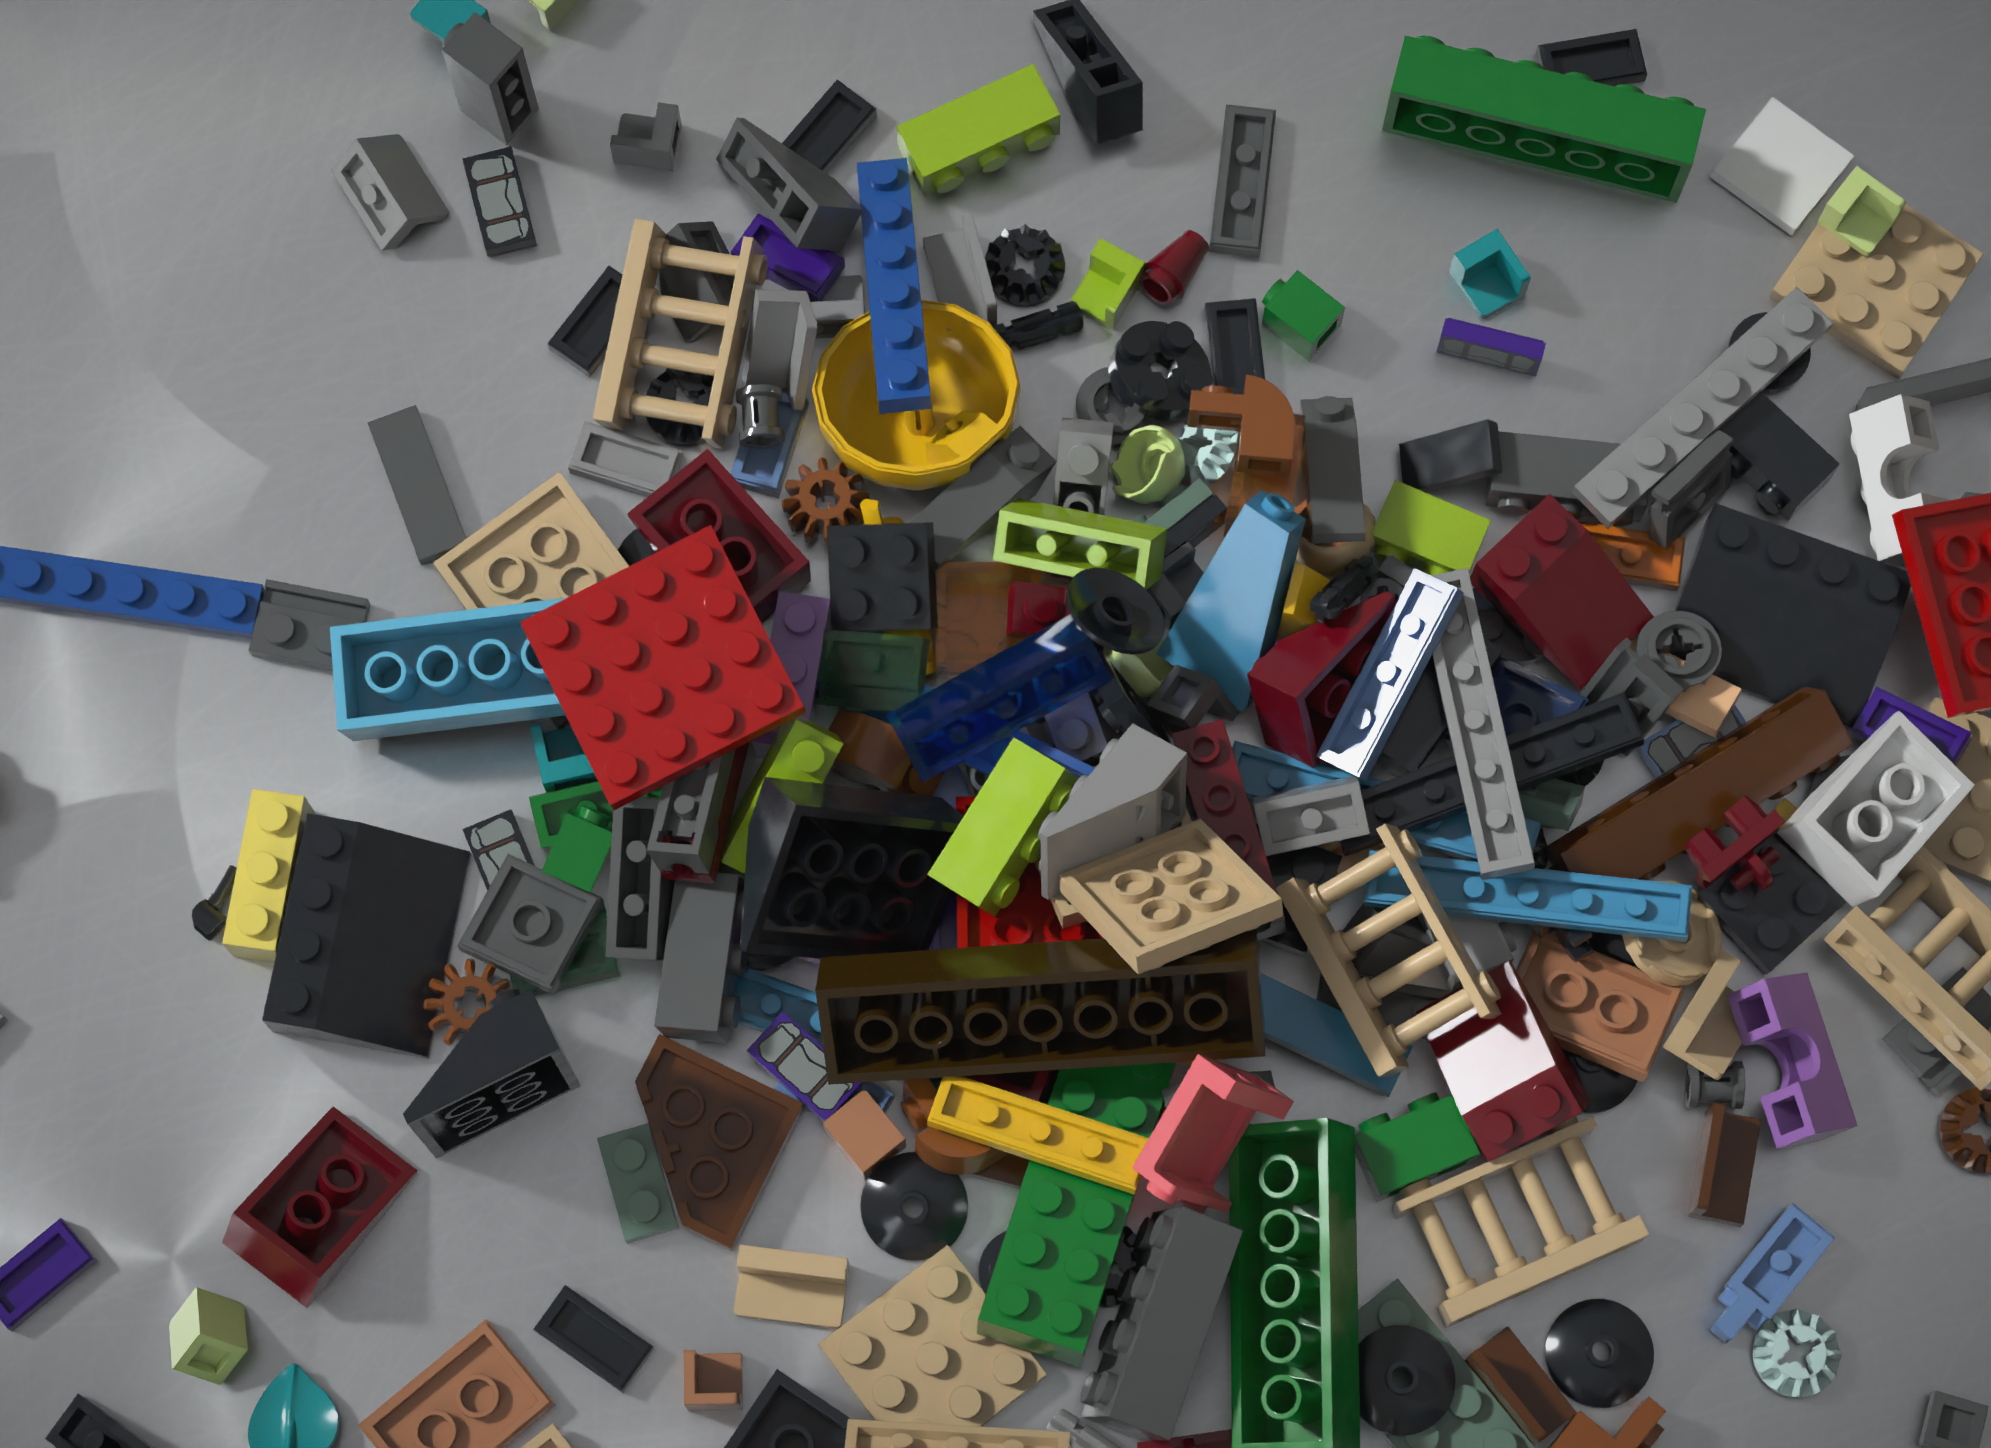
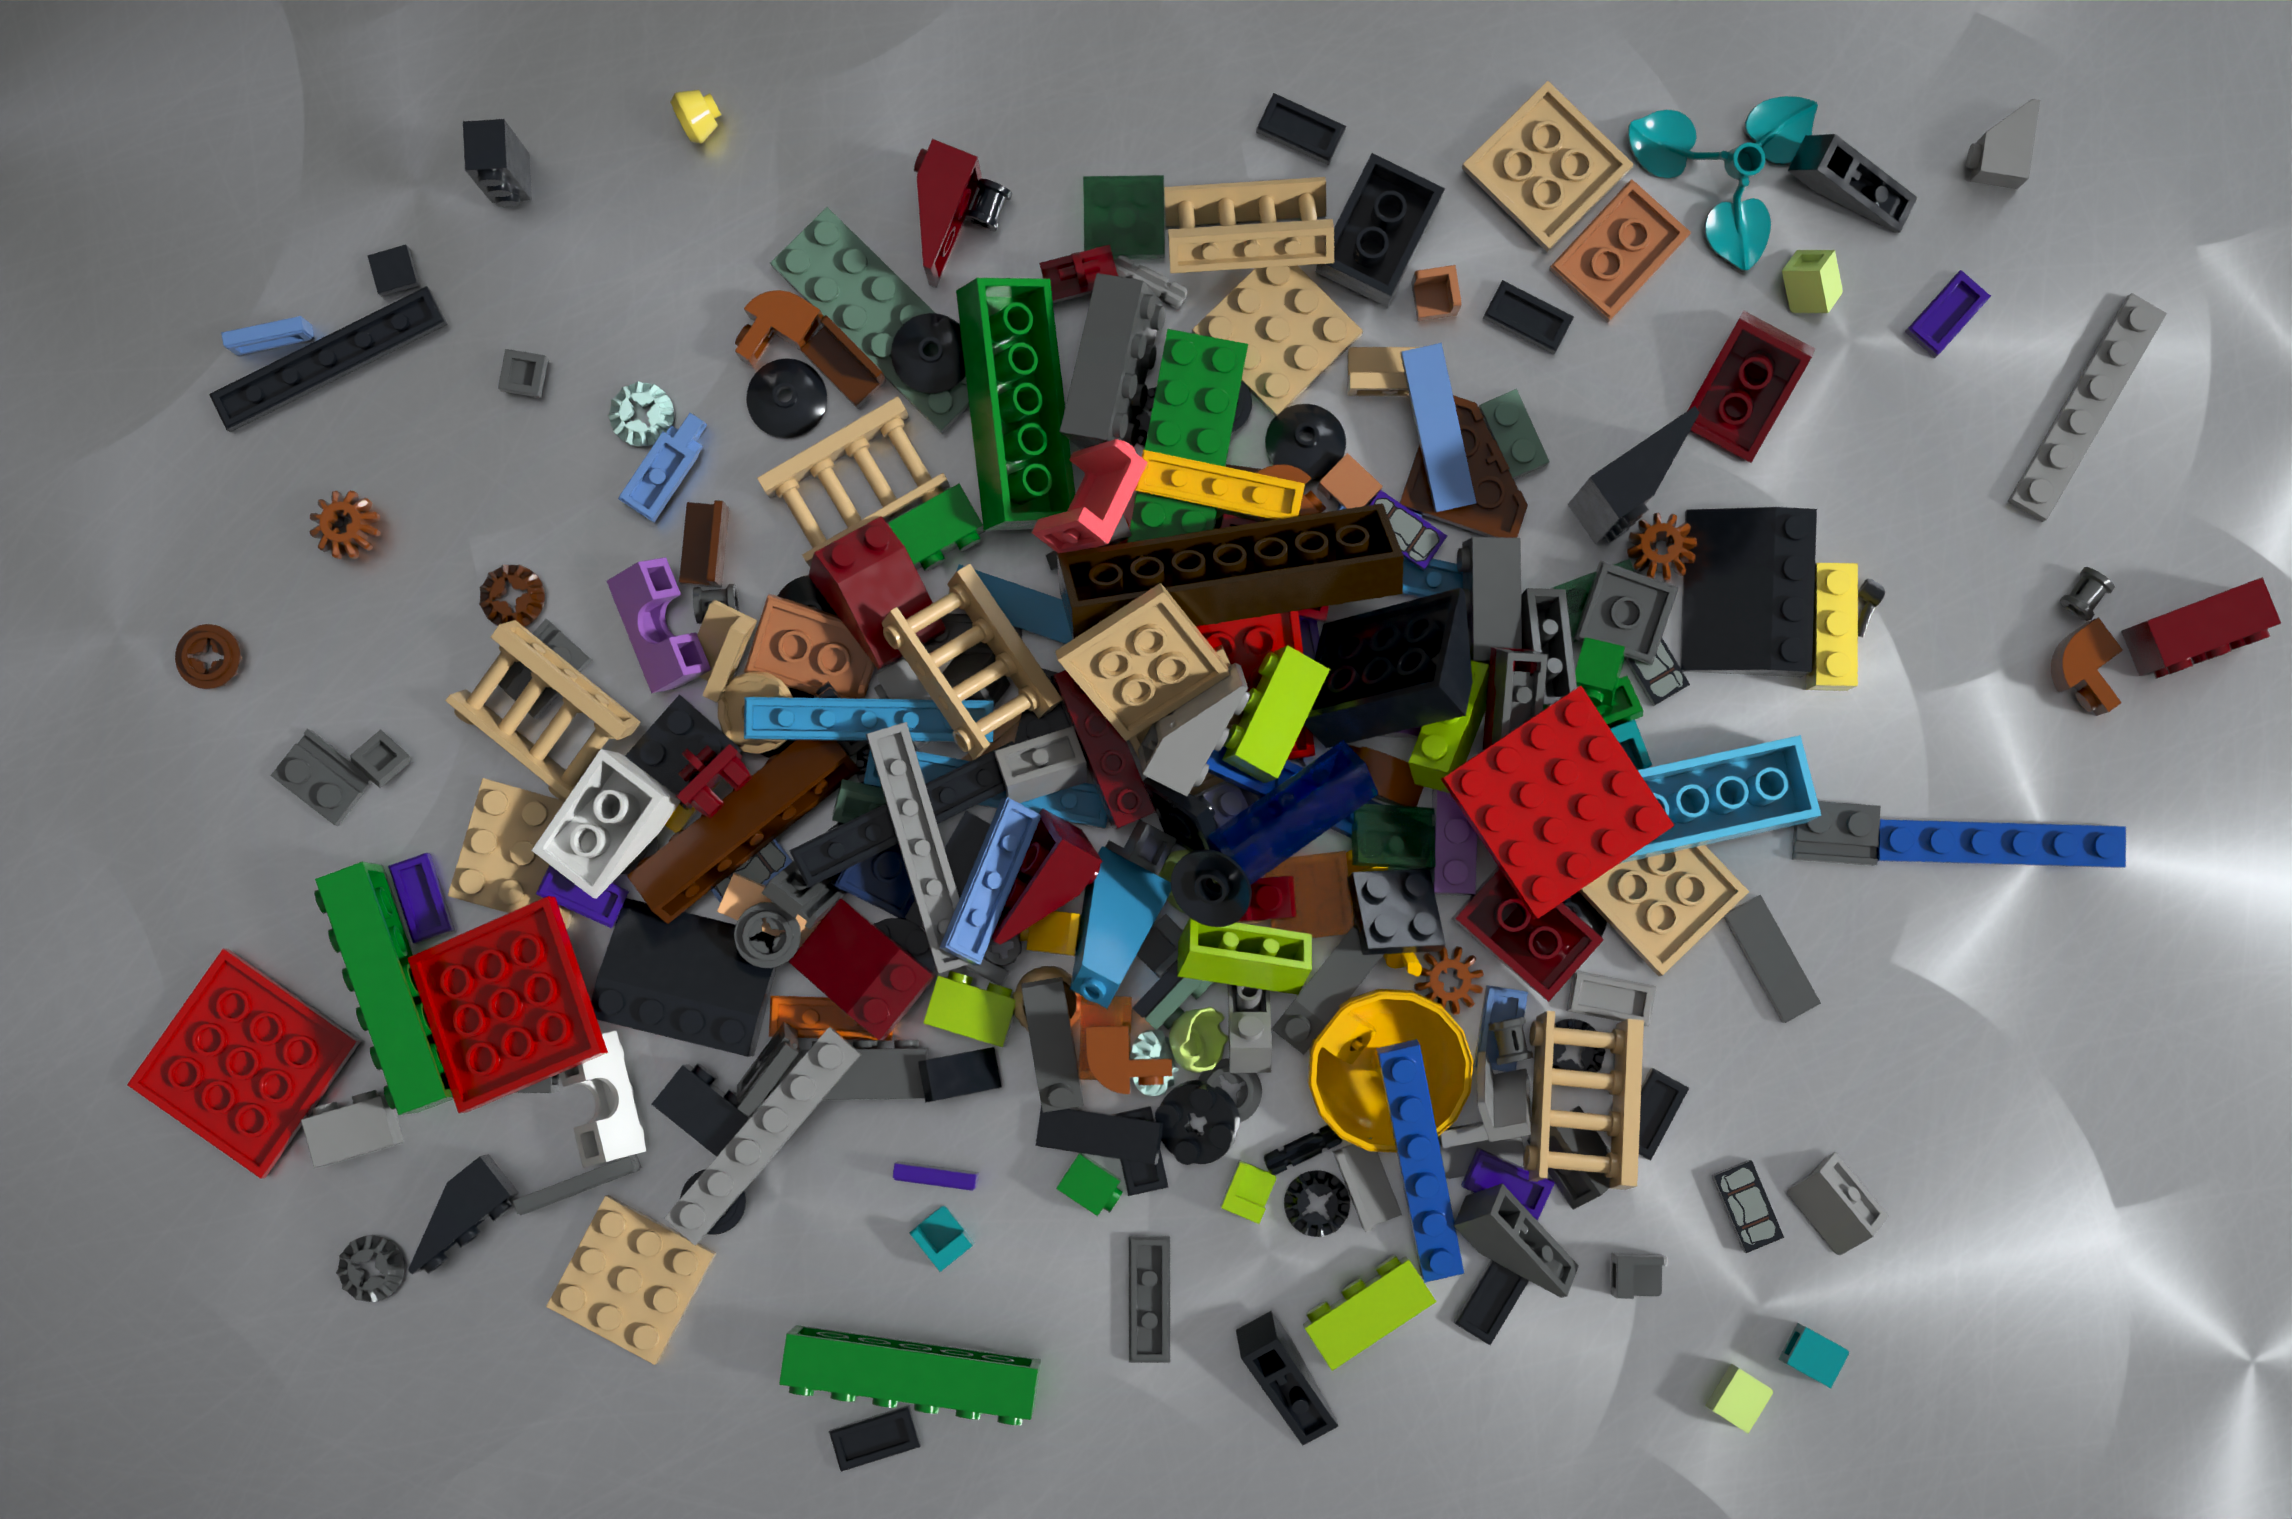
camera: 175 degrees right, 10 degrees up
(489, 77) = (1775, 1296): dark grey brick -> none
(739, 1190) = (1438, 427): none -> medium blue tile
(1172, 269) = (1196, 1213): dark red cone -> none
(1290, 368) = (1100, 1135): none -> black tile
(1344, 589) = (1033, 943): black axle -> none
(1782, 166) = (712, 1365): white tile -> none
(1861, 211) = (647, 1322): yellowish green panel -> none

